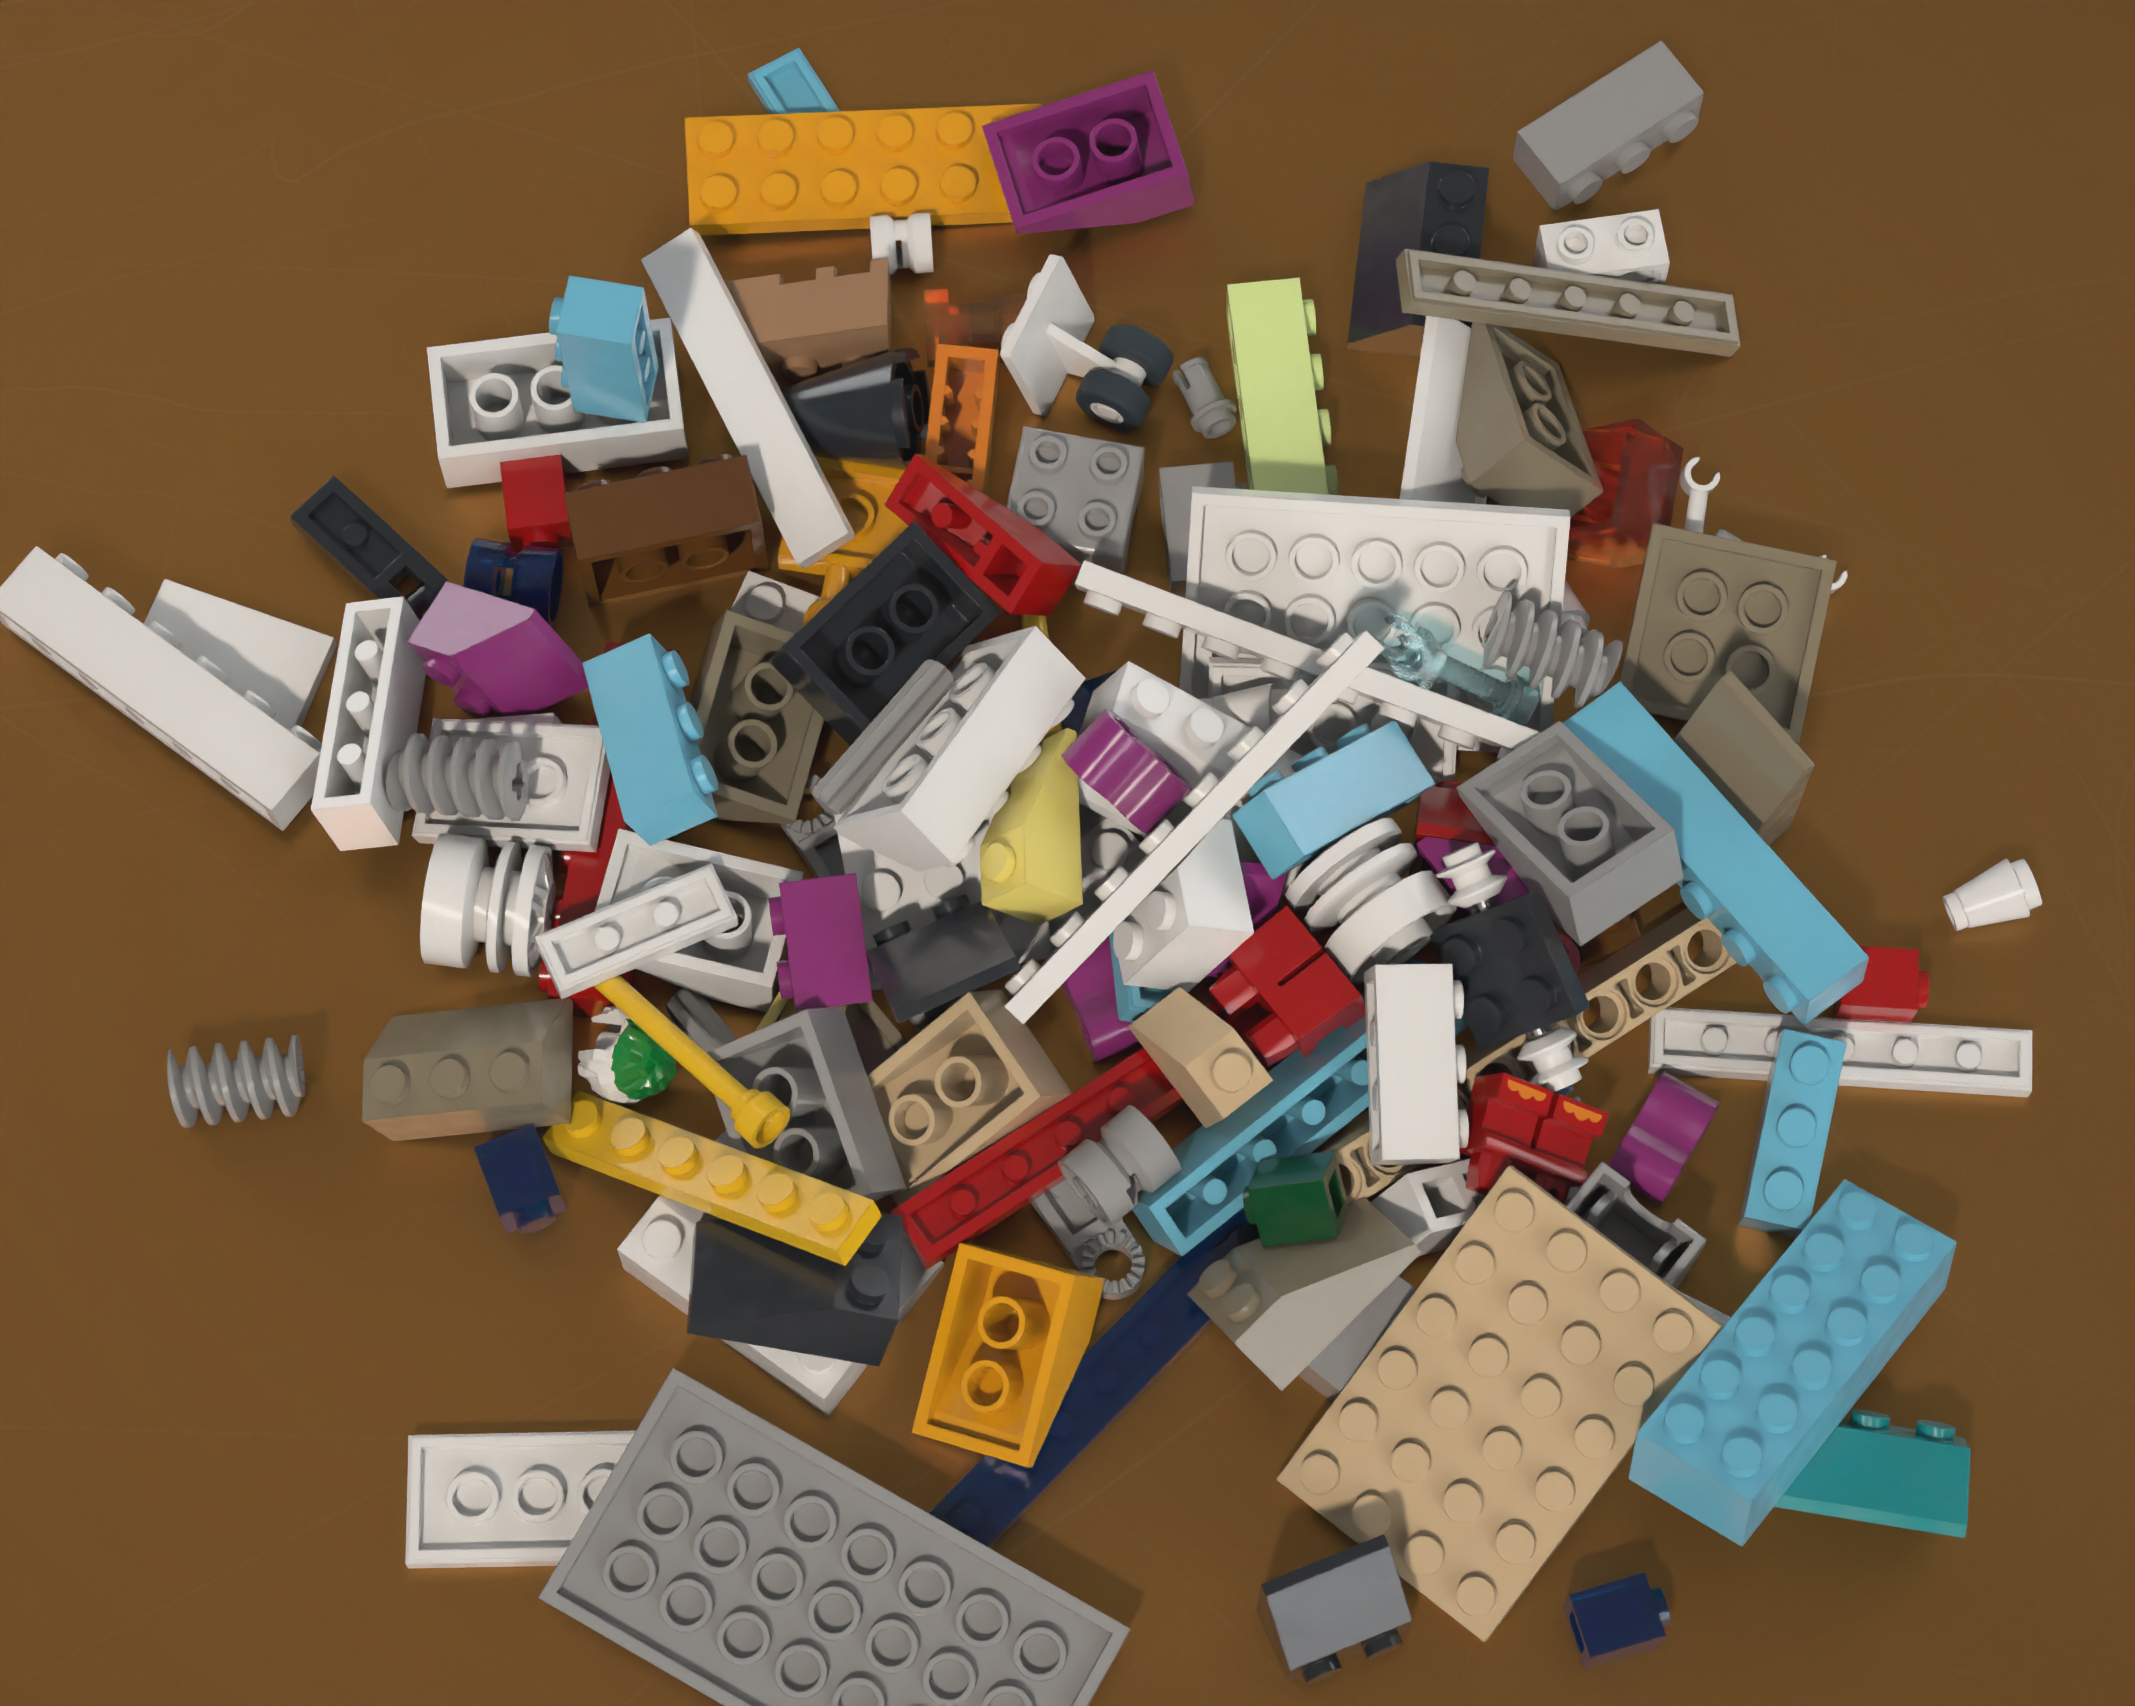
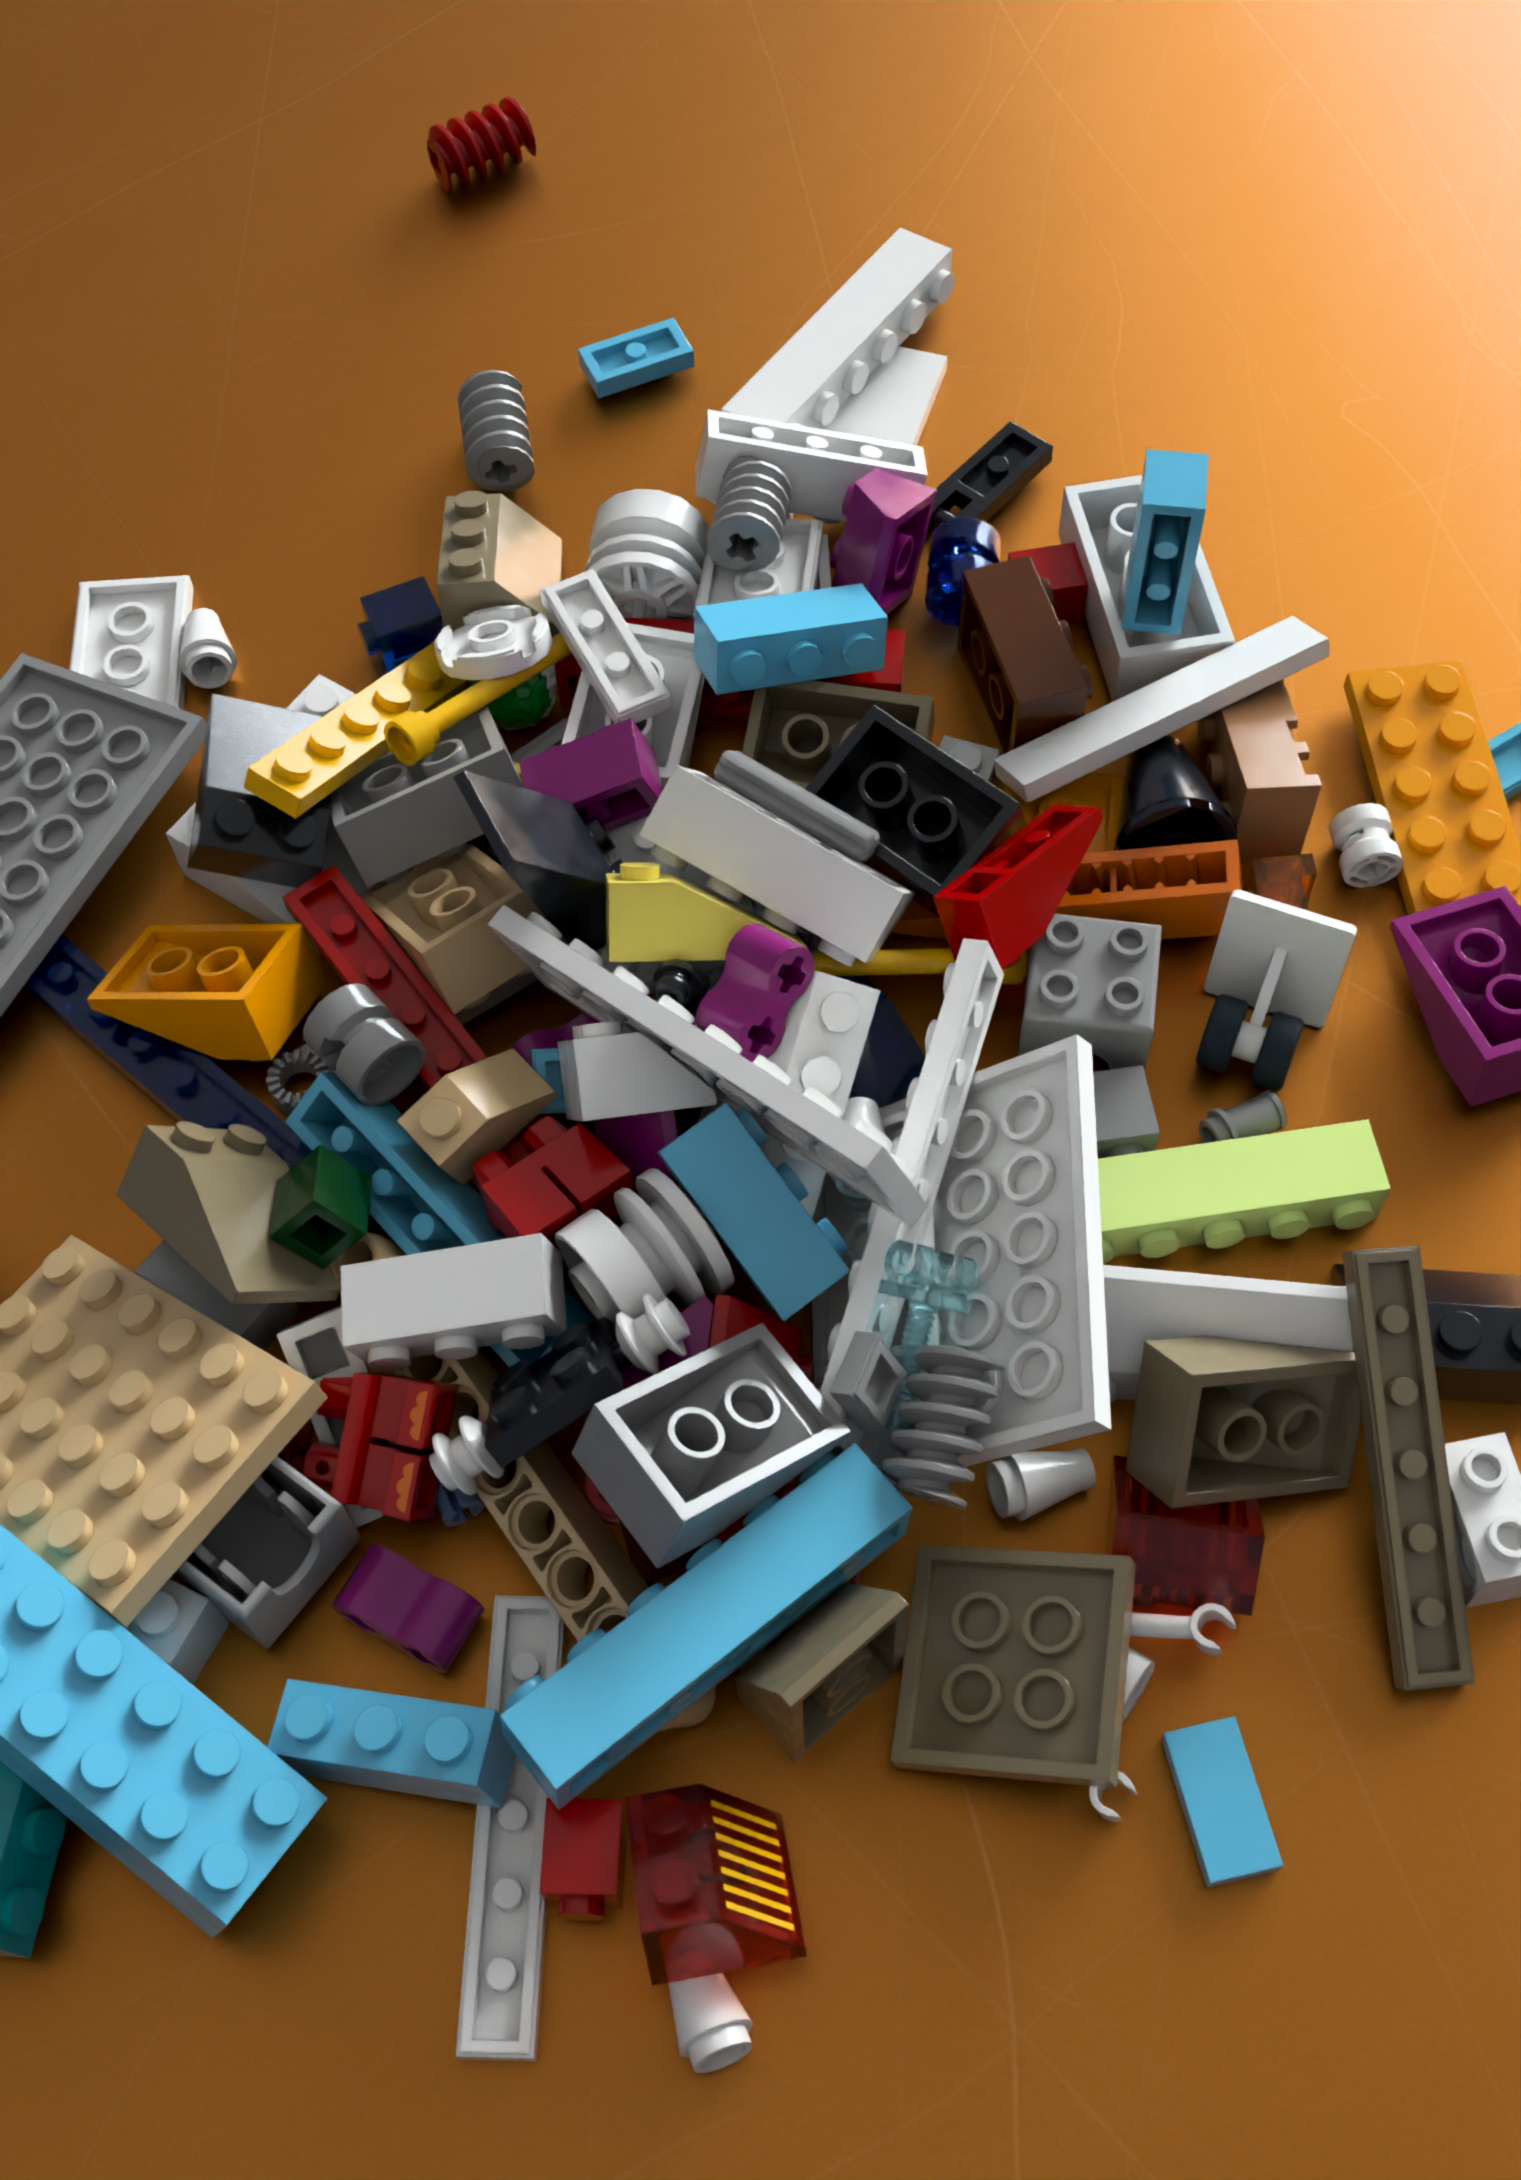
camera: 90 degrees right, 10 degrees down
(119, 926) = (636, 357): none -> medium azure plate
(526, 1404) = (206, 651): none -> white cone
(618, 1047) = (493, 643): none -> white tile
(1100, 852) = (681, 982): none -> black arm
(1510, 705) = (868, 1382): none -> light grey tile
(1825, 498) = (1221, 1802): none -> medium azure tile
(1906, 882) = (711, 1883): none -> clear red slope

